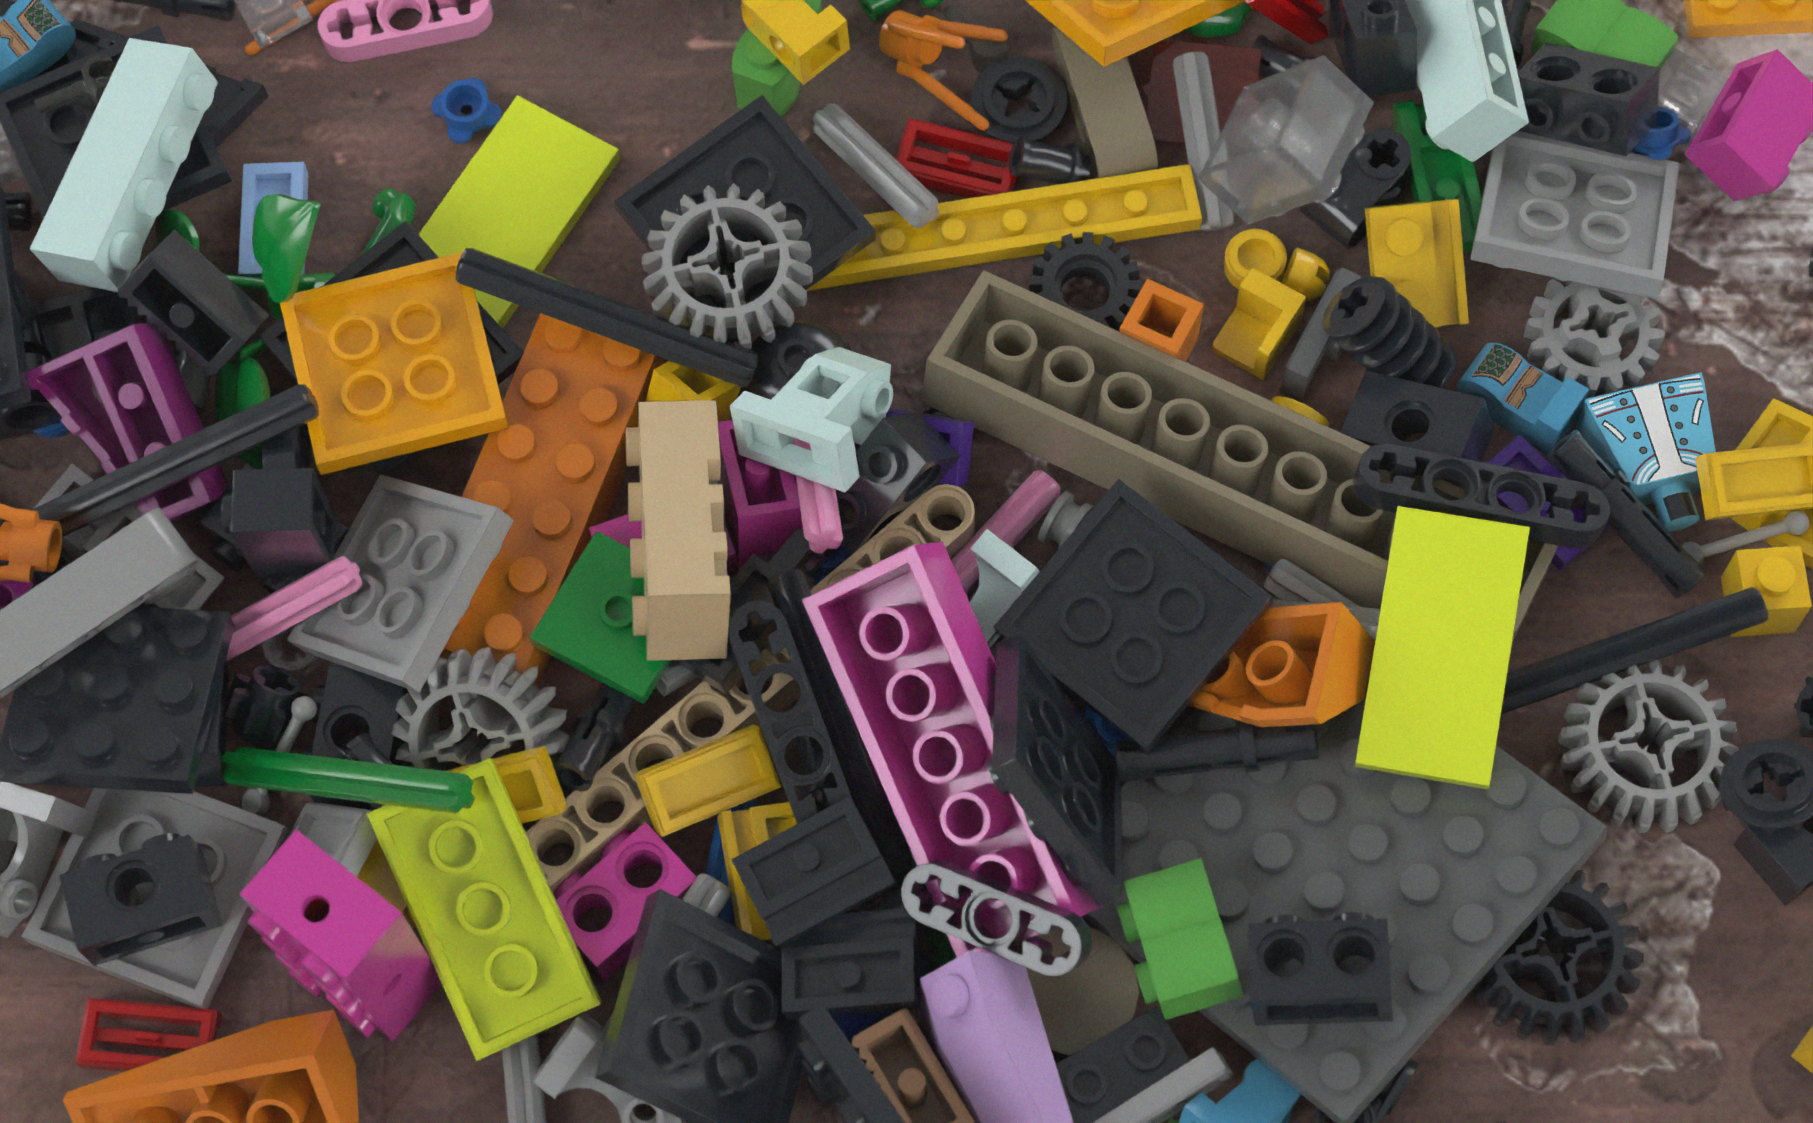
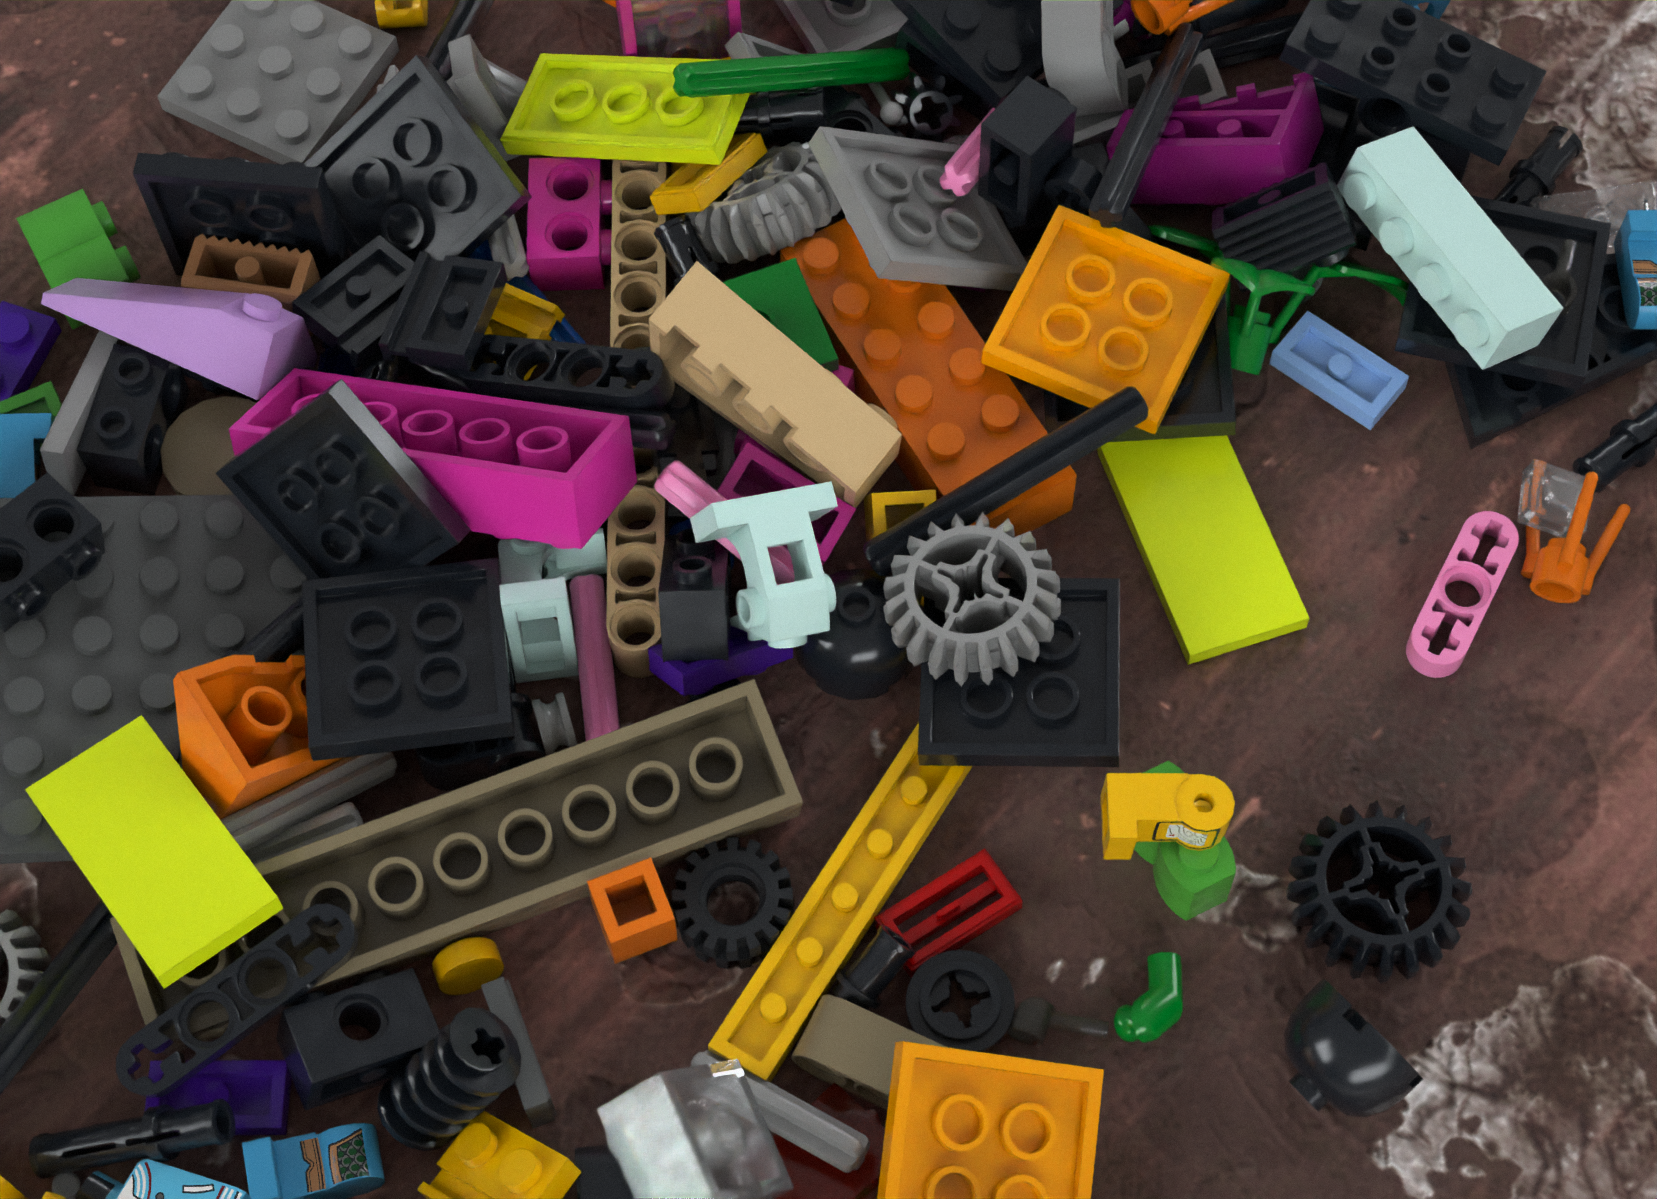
camera: 130 degrees right, 5 degrees down
(393, 211) = (1256, 443): green arm -> none
(463, 95) = (1333, 560): blue plate -> none
(707, 780) = (593, 301): yellow tile -> none
(875, 165) = (993, 826): light grey axle -> none
(919, 42) = (1085, 957): orange plant -> none
(945, 917) = (283, 385): beam -> none
(1181, 939) = (153, 498): bright green brick -> none
(1257, 250) = (635, 1062): yellow tile -> none
(1260, 324) = (576, 1017): yellow panel -> none
(1306, 274) = (586, 1089): yellow hinge -> none

